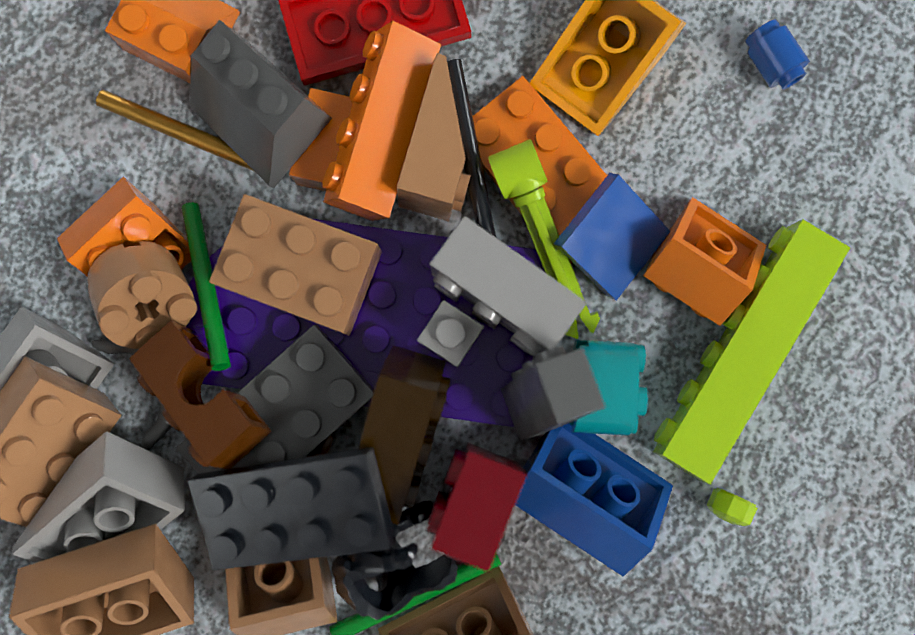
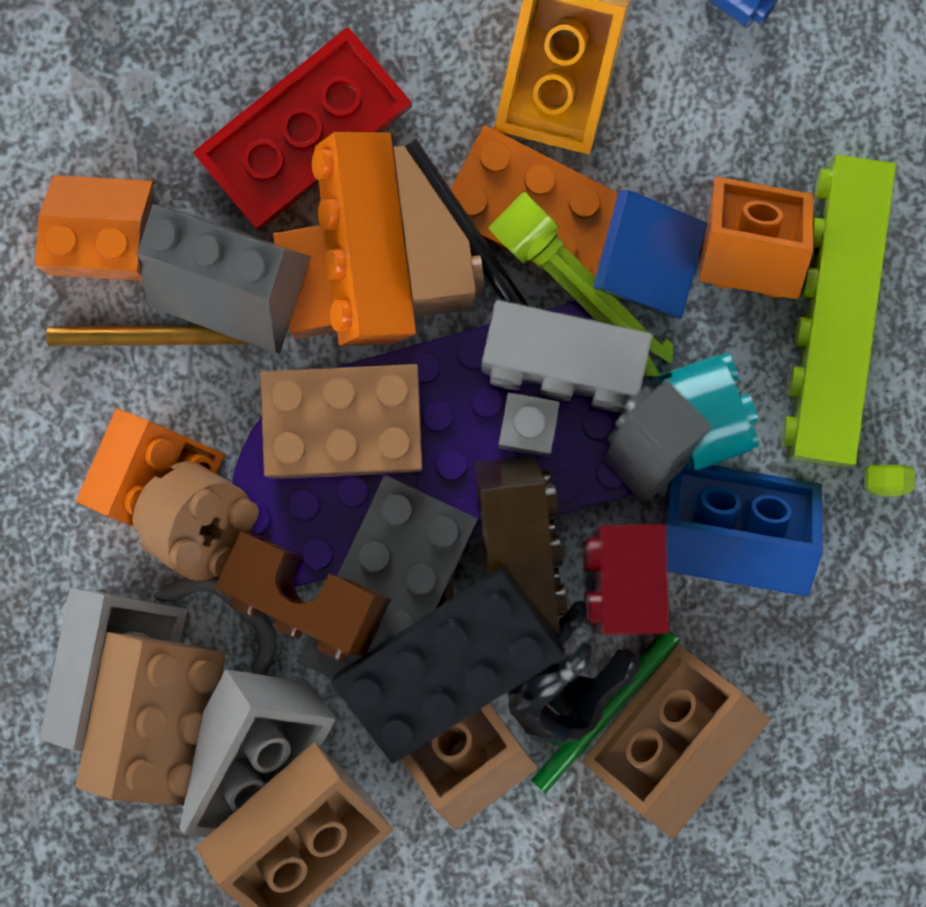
camera: 20 degrees left, 0 degrees up
(206, 291) = (253, 484): green bar -> none

